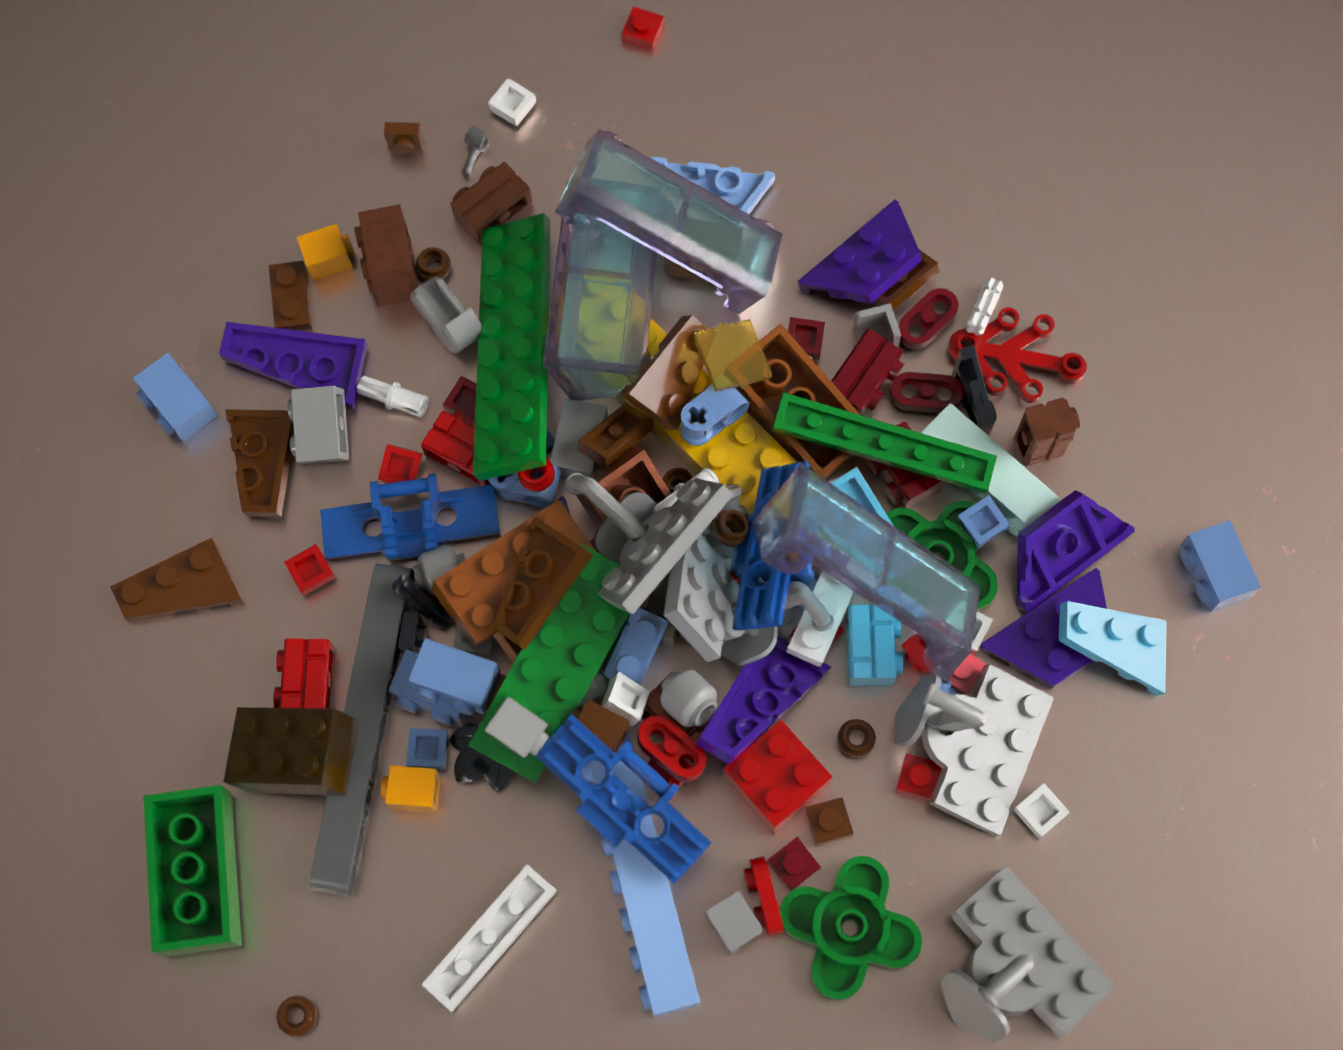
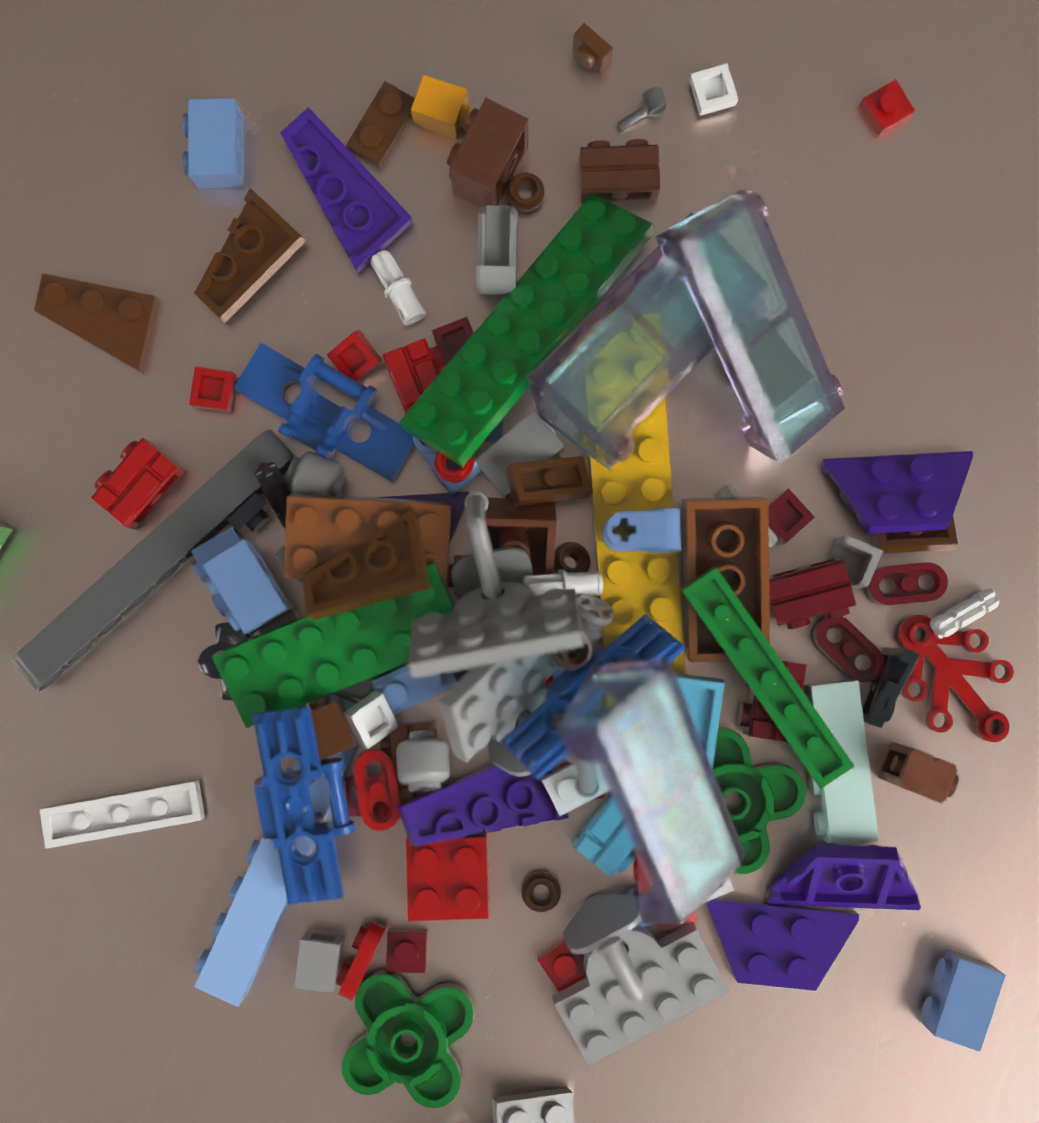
camera: 40 degrees right, 15 degrees up
(291, 751) = (74, 541): dark brown brick -> none
(318, 425) = (312, 268): light grey brick -> none
(411, 789) = (151, 644): light orange brick -> none
(427, 748) = (191, 620): medium blue plate -> none
(517, 728) = (248, 687): light grey brick -> none
(670, 376) = (632, 473): reddish brown wing -> none
(728, 183) = (832, 320): light blue wing -> none
(732, 355) = (700, 497): clear yellow piece -> none
(829, 821) = (463, 940): reddish brown plate -> none
(983, 521) = (795, 808): medium blue plate -> none
(1041, 811) = (638, 1074): white plate -> none
(1120, 639) = (823, 995): wing -> none

